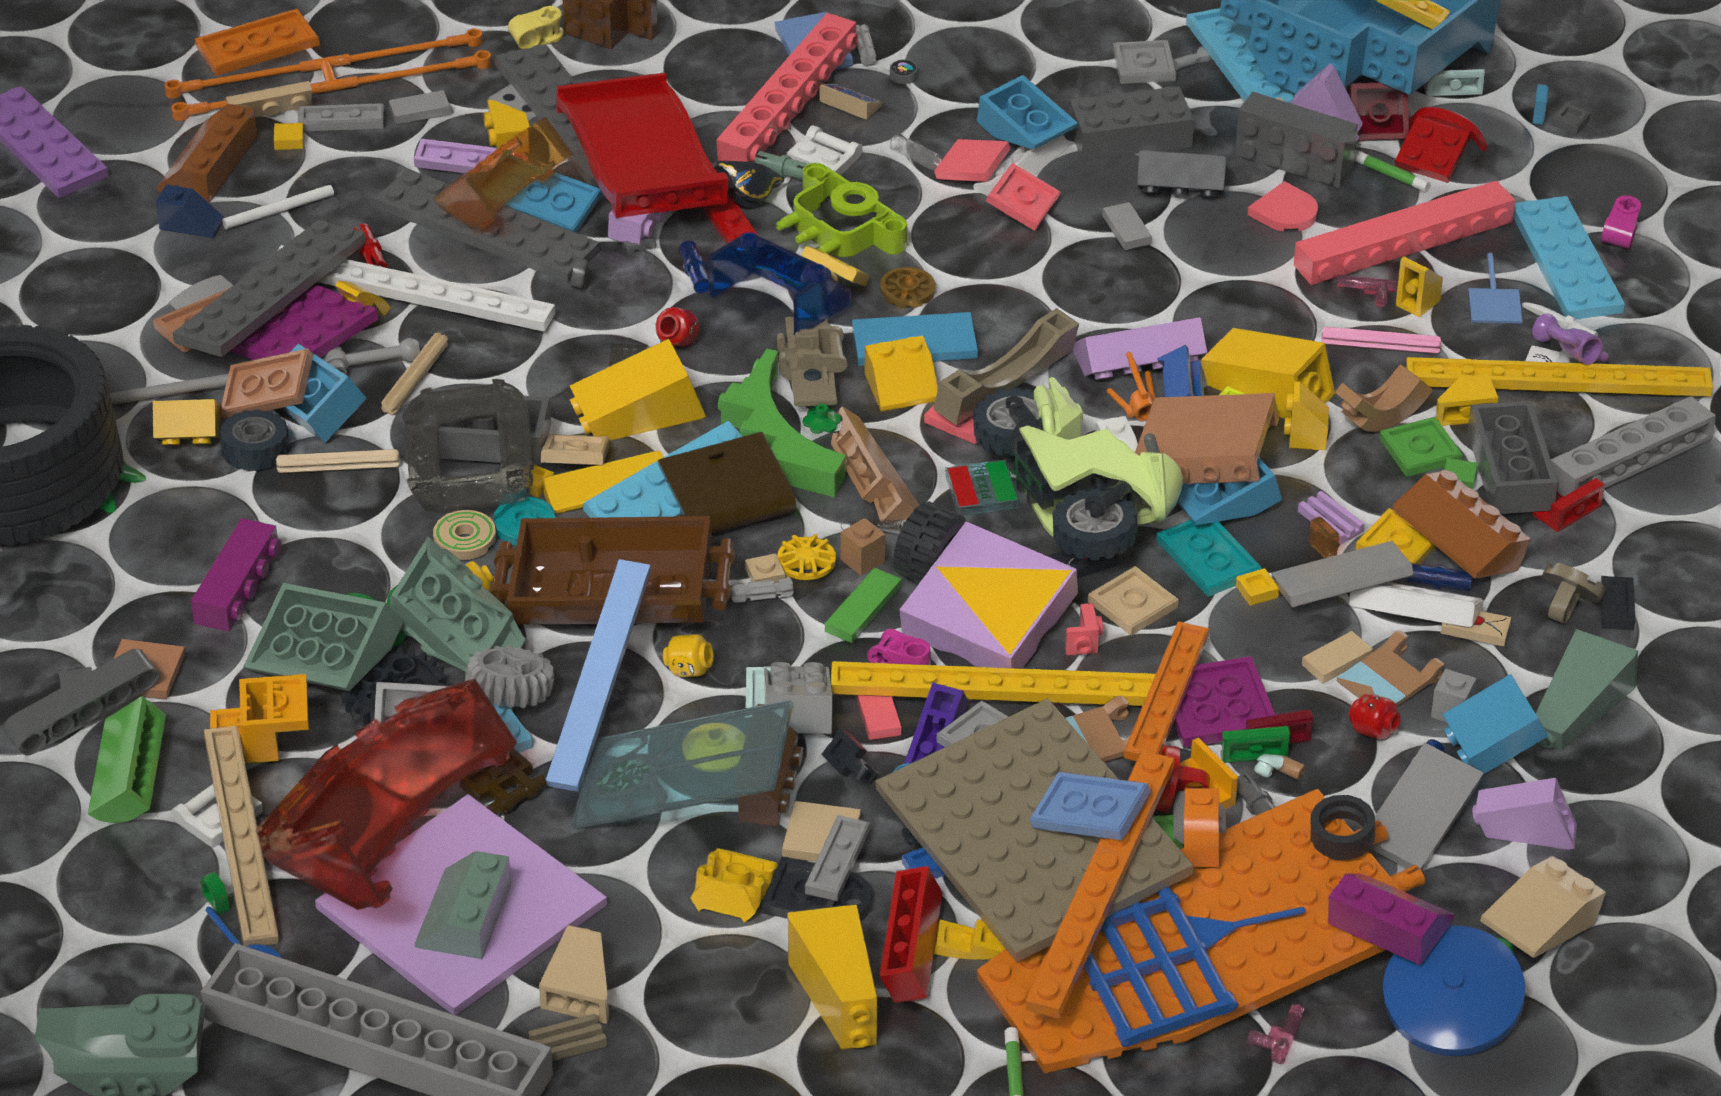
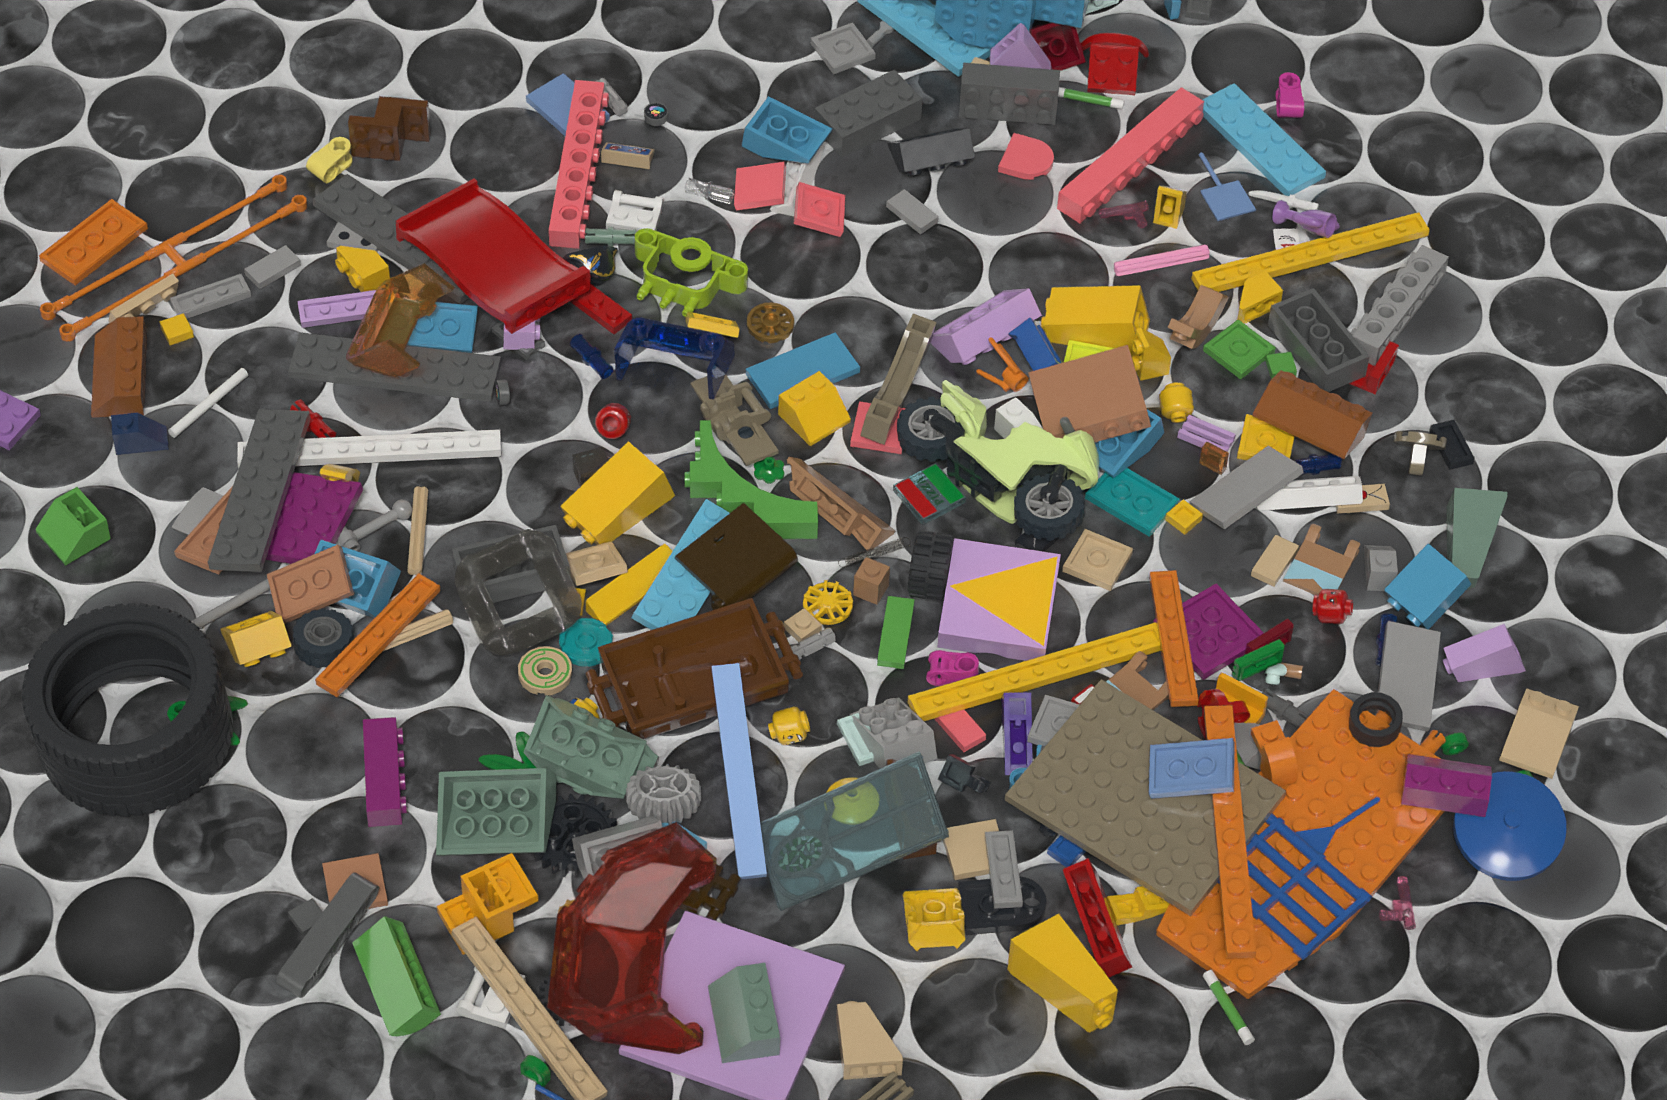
camera: 25 degrees left, 10 degrees up
(70, 273) = (73, 526): none -> bright green slope
(308, 450) = (377, 635): none -> orange tile
(1085, 637) = (1083, 601): coral bracket -> none
(1312, 473) = (1176, 402): none -> yellow head
(1439, 891) = (1455, 744): none -> green tile

